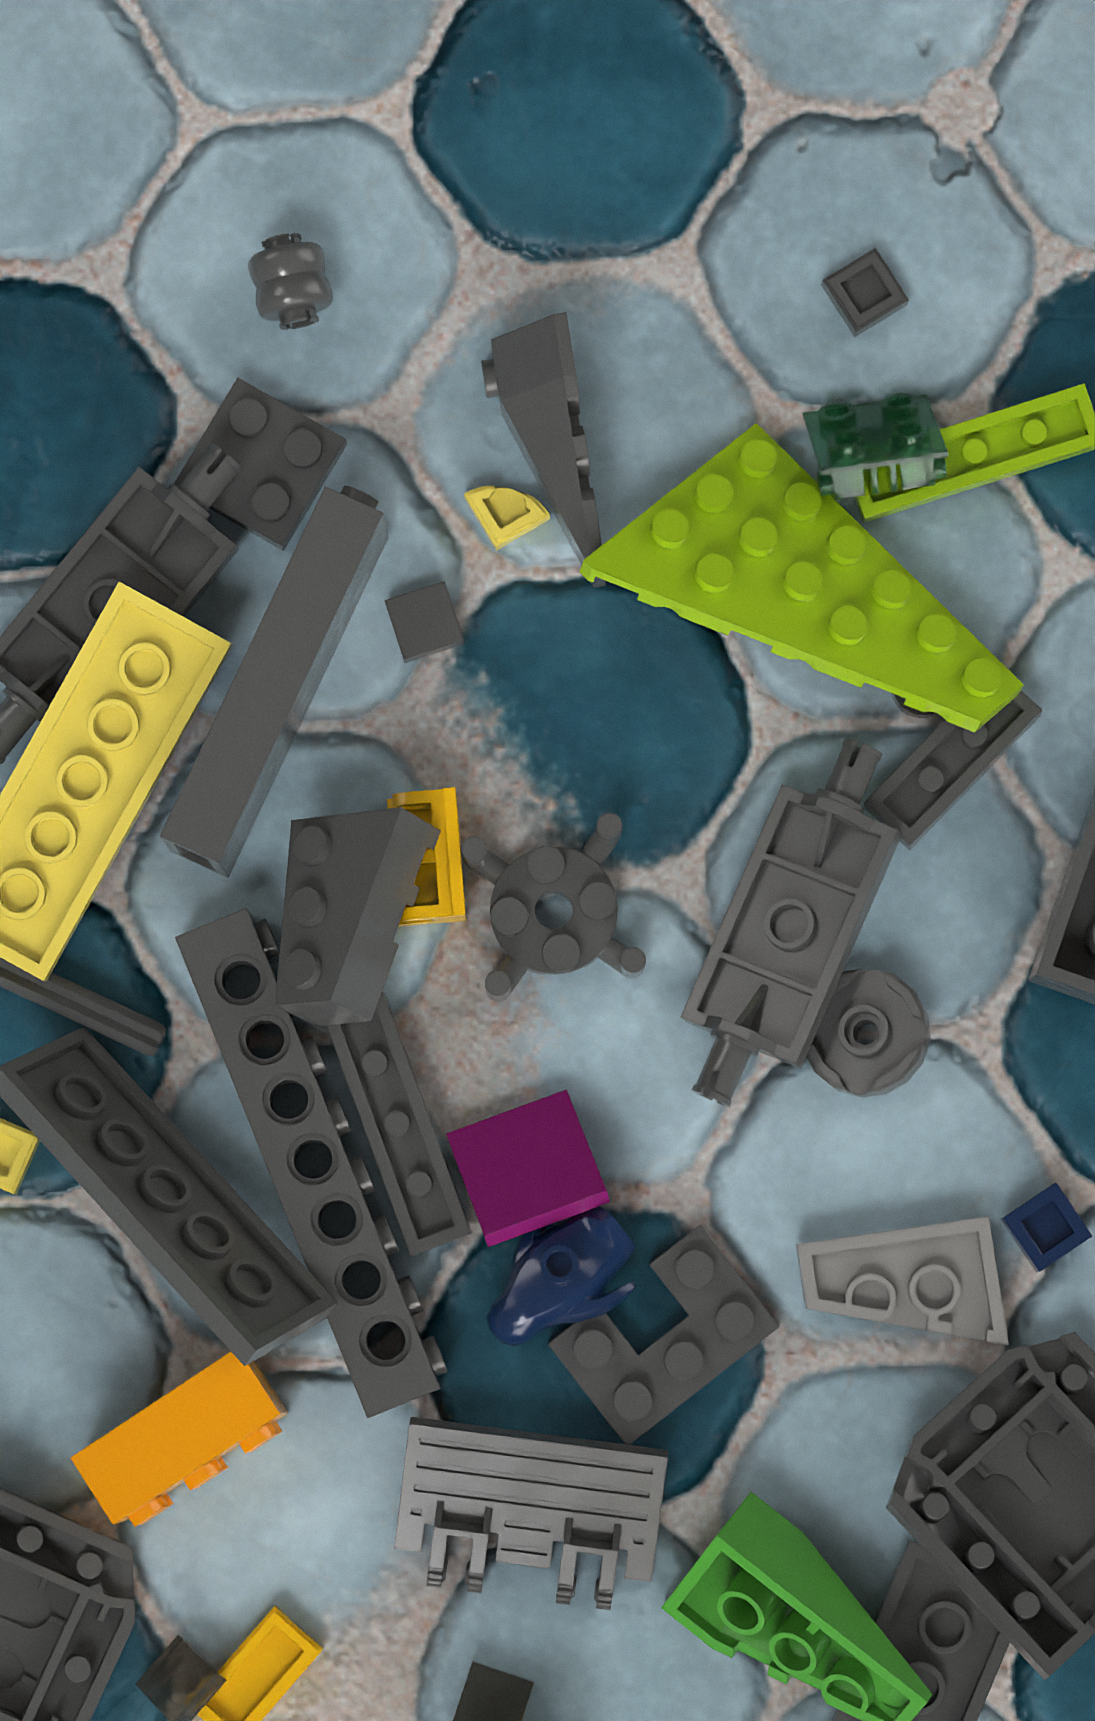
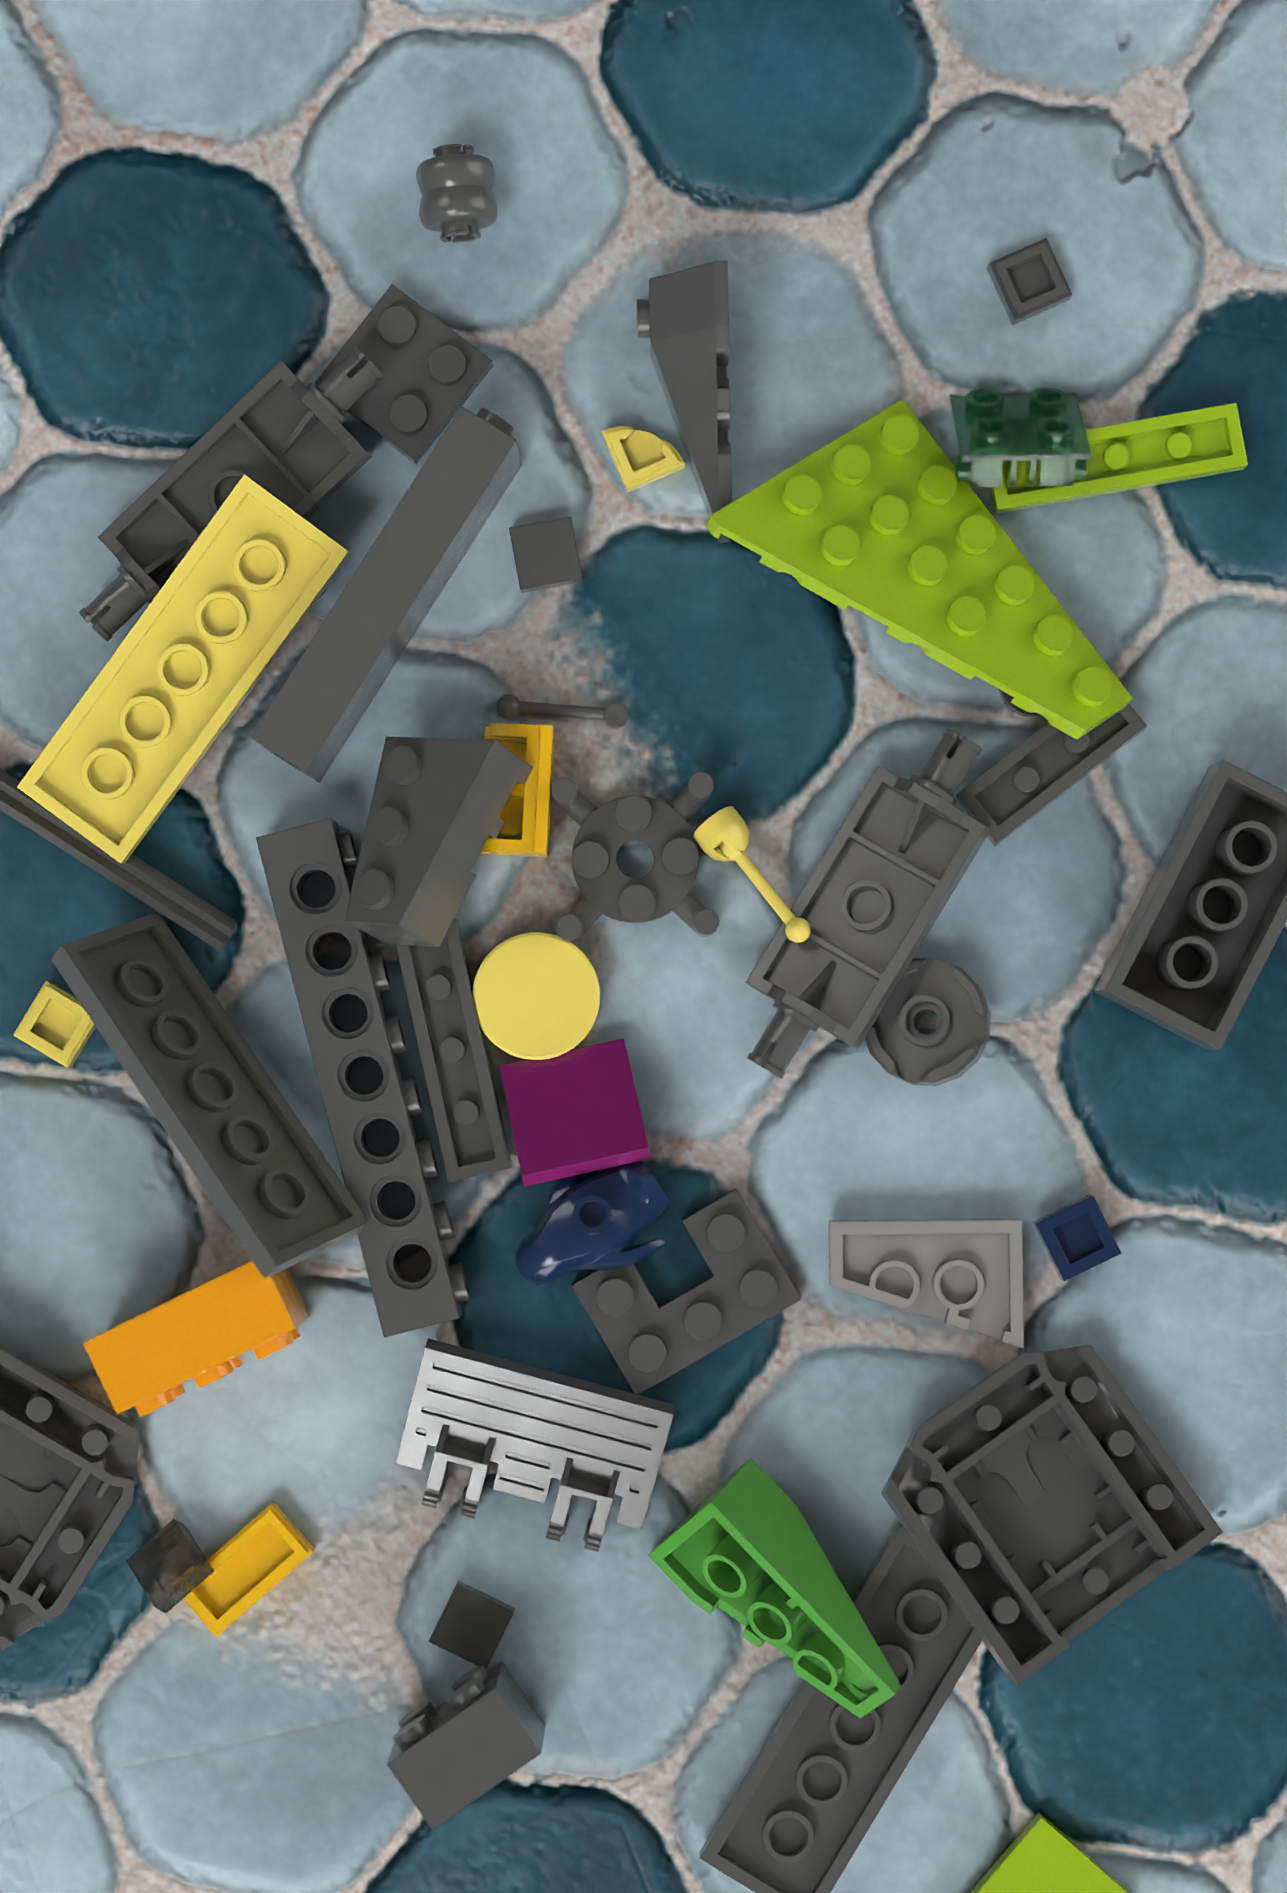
camera: 10 degrees right, 5 degrees up
(474, 1058) = (536, 996): none -> light yellow tile
(513, 771) = (614, 714): none -> dark grey hinge
(641, 877) = (726, 839): none -> light yellow hinge

